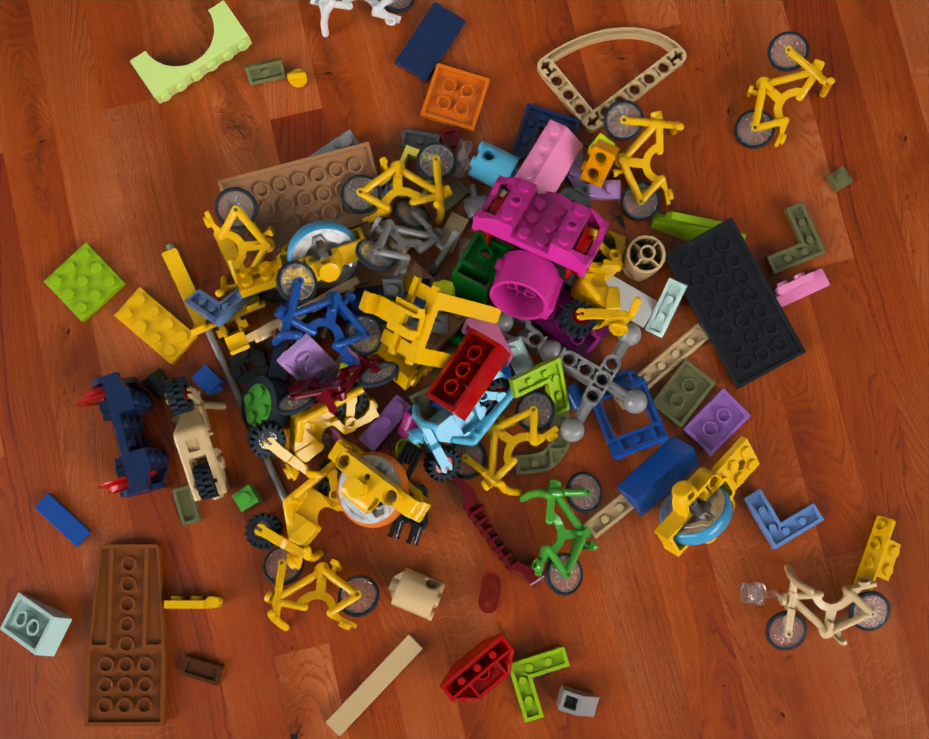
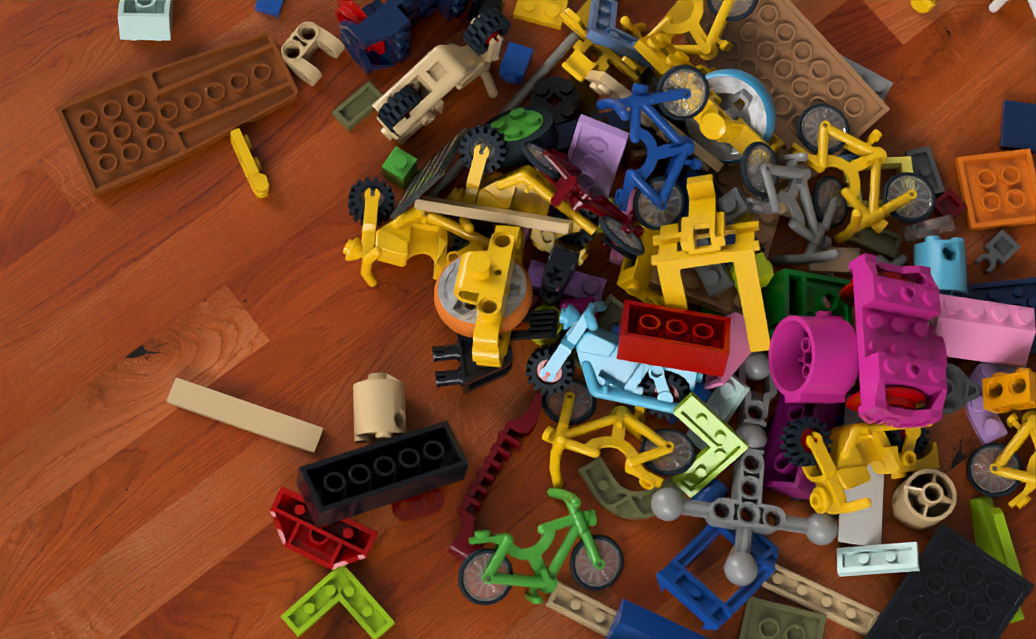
camera: 60 degrees right, 10 degrees down
(127, 523) = (306, 48): none -> tan piece
(202, 669) = (175, 210): reddish brown tile -> none
(265, 484) = (429, 174): none -> piece
(318, 454) = (494, 214): none -> tan tile
(356, 595) = (341, 339): yellow piece -> none
(379, 426) = (558, 274): none -> black piece
(463, 614) = (381, 473): none -> black brick
(496, 120) = (998, 251): none -> dark grey plate

